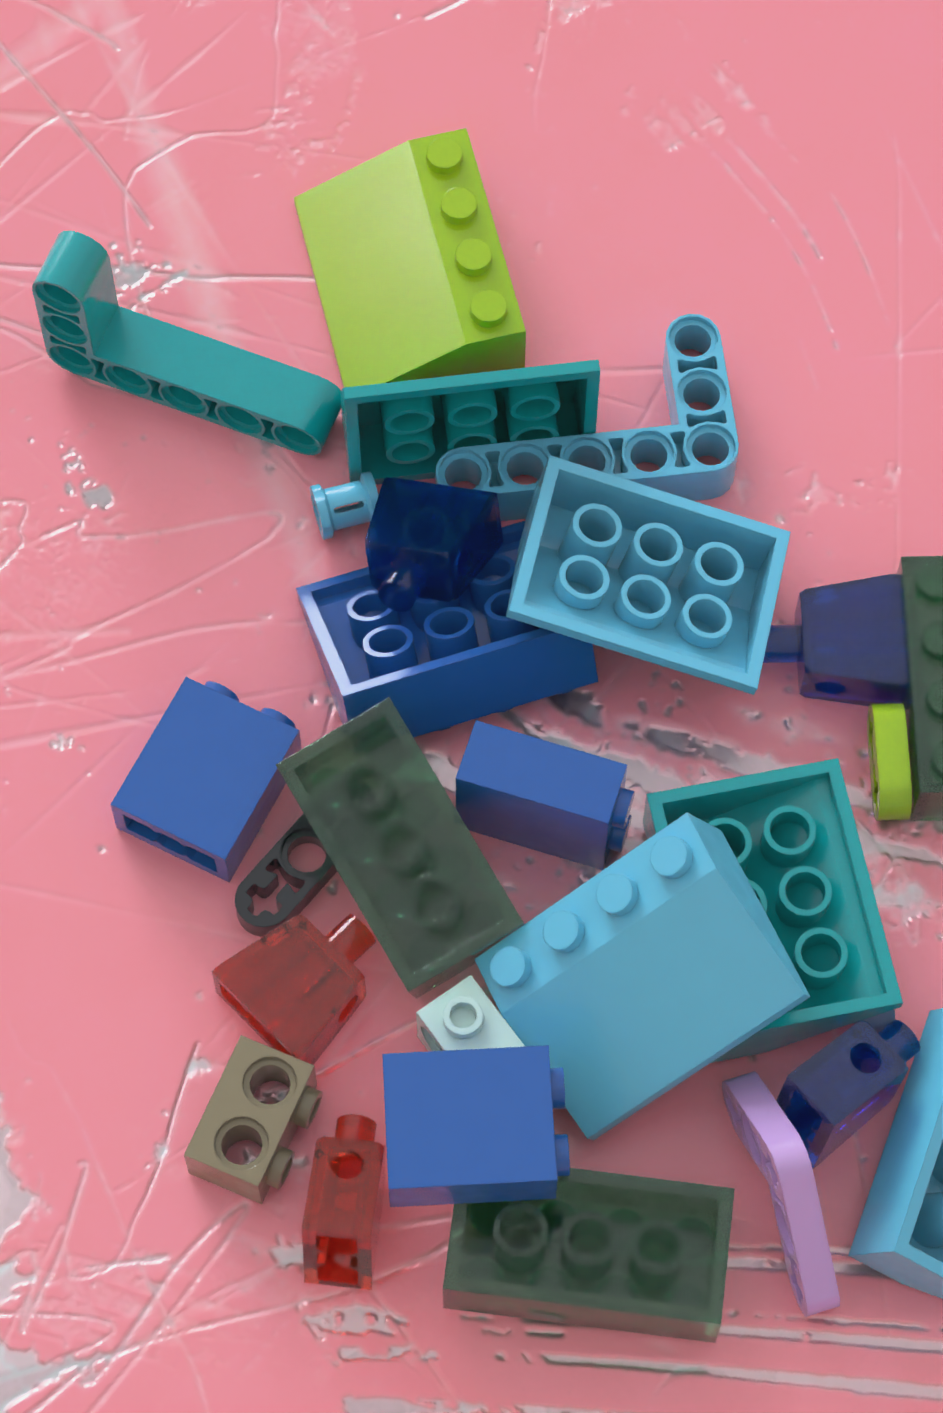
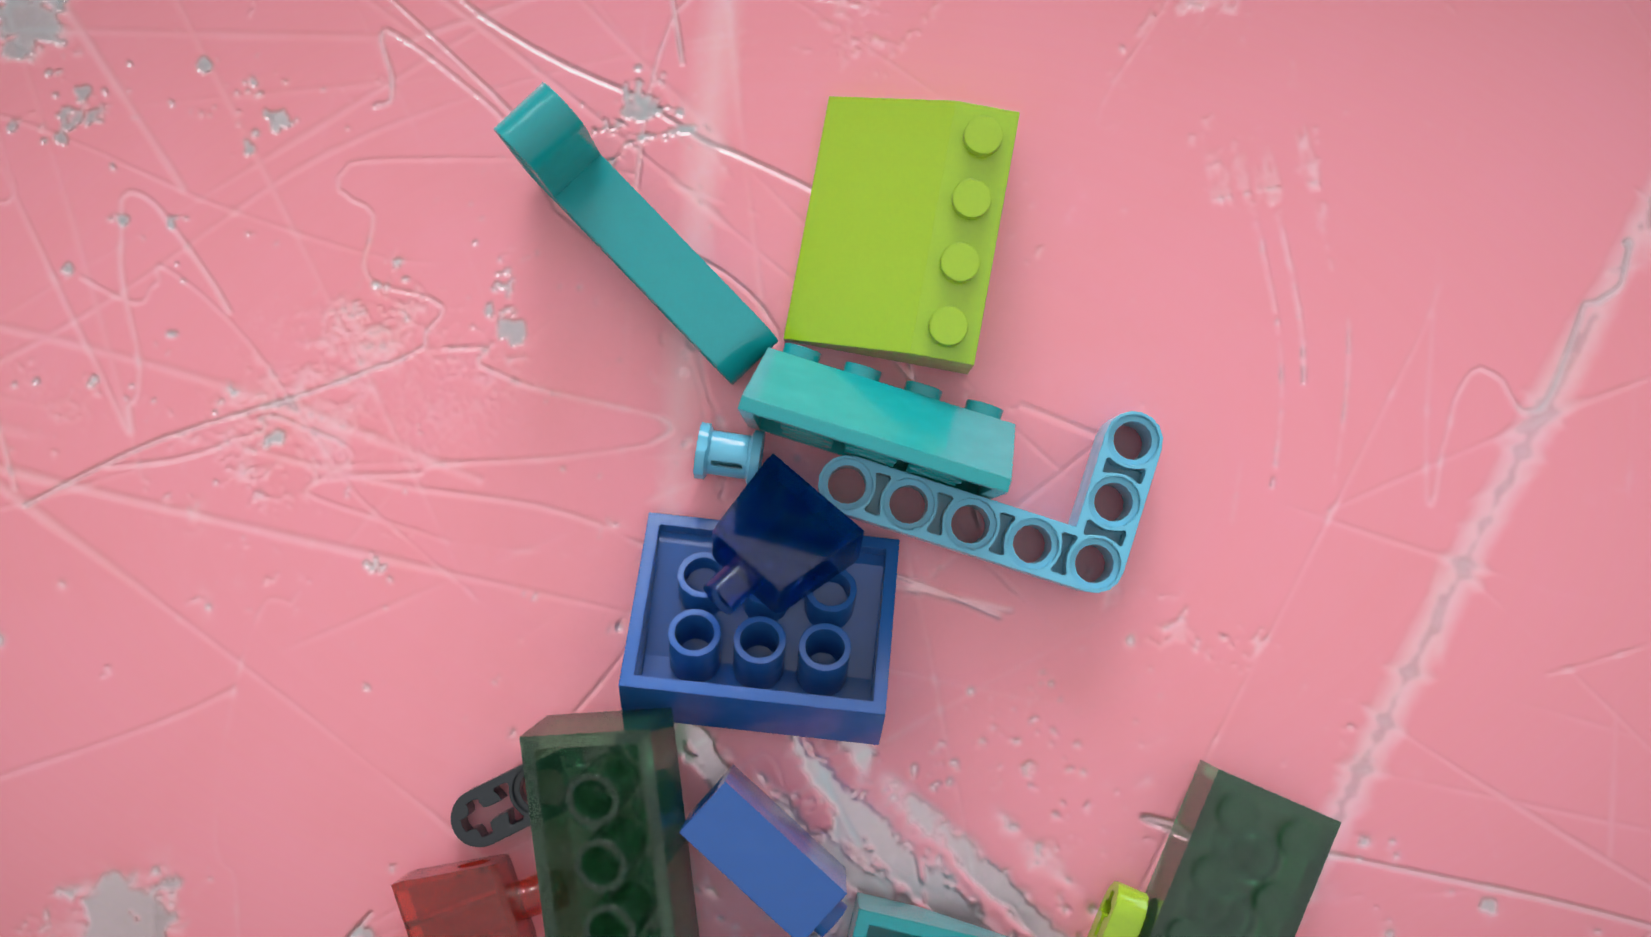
camera: 25 degrees right, 20 degrees up
(206, 777) = (479, 676): blue brick -> none
(648, 574) = (960, 692): medium azure slope -> none
(847, 642) = (1128, 810): clear blue torso -> none

